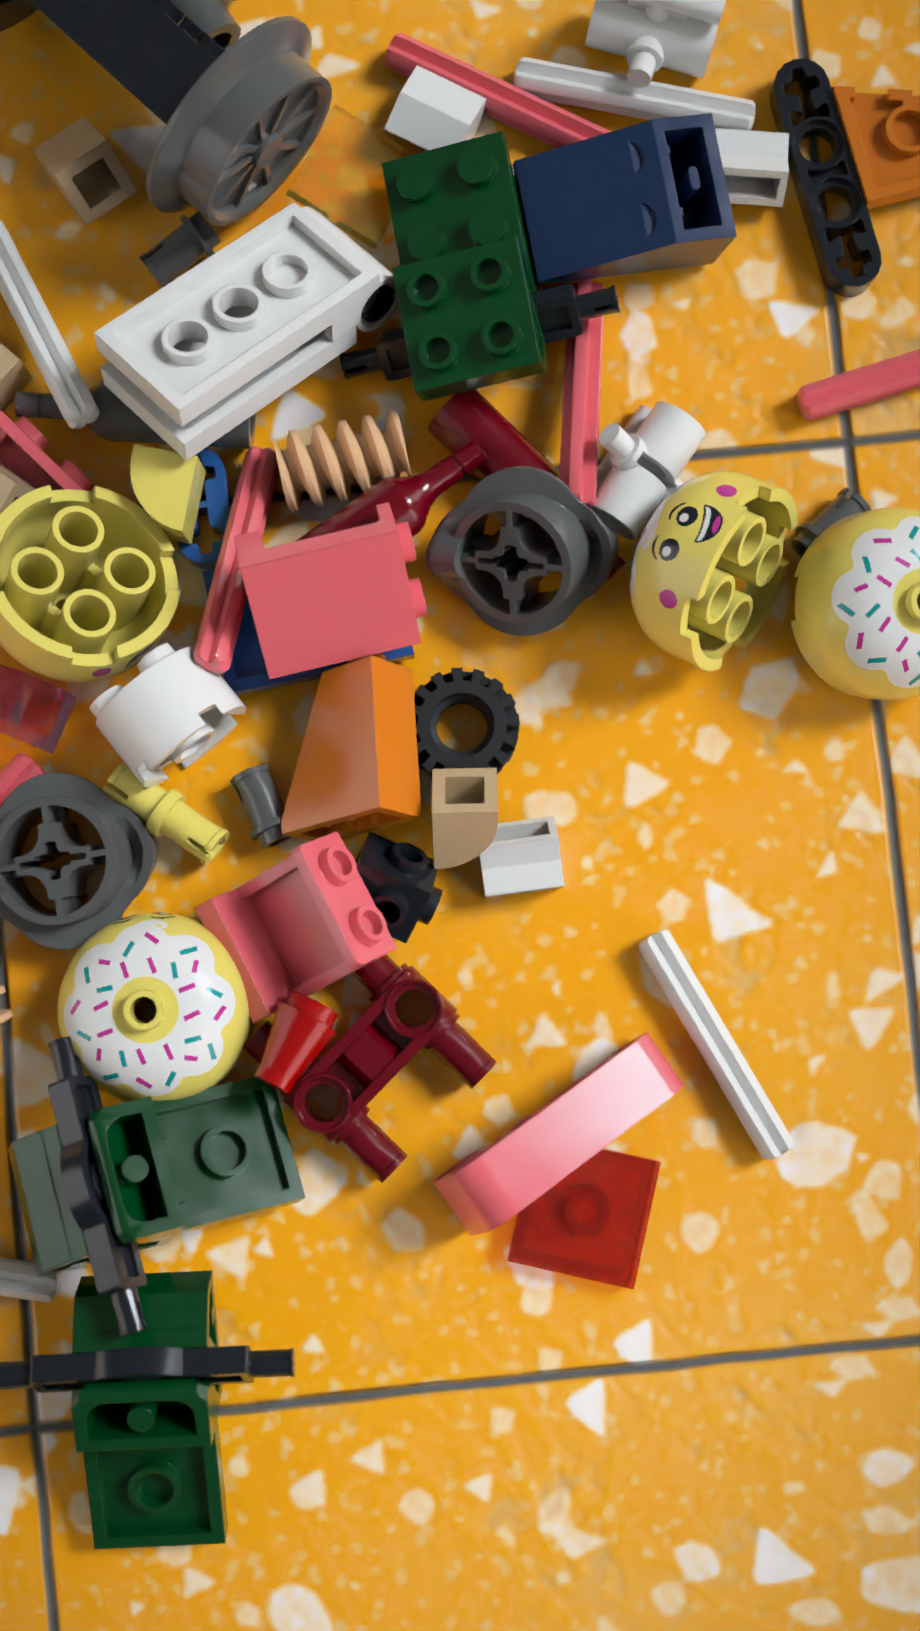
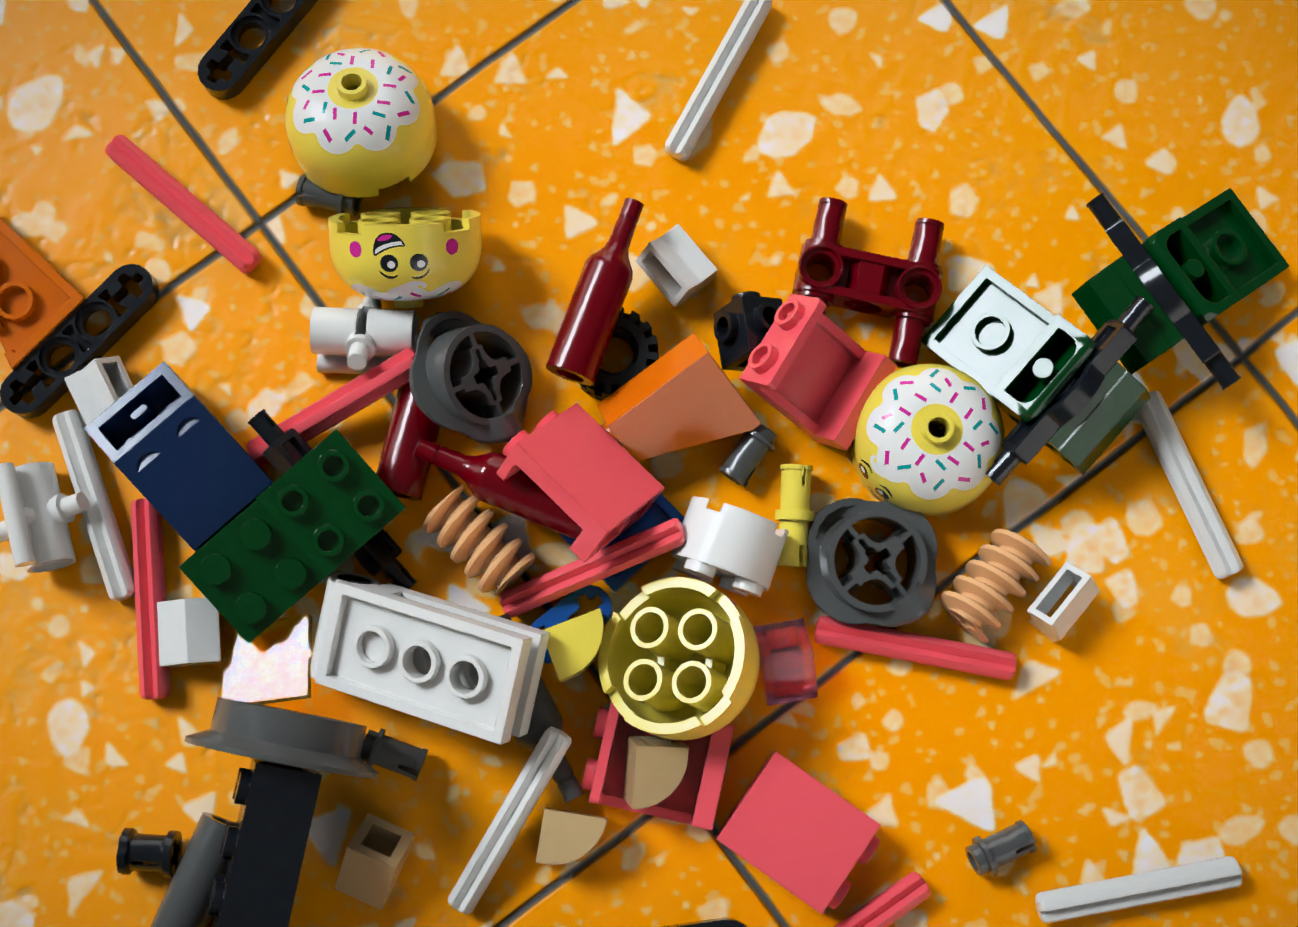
camera: 120 degrees left, 5 degrees down
(295, 1039) = (892, 327): red cone -> none
(463, 814) = (673, 310): tan brick -> none
(519, 731) = (596, 303): none -> dark red piece
(558, 1136) = (846, 128): coral beam -> none
(590, 1220) = (877, 95): clear red plate -> none

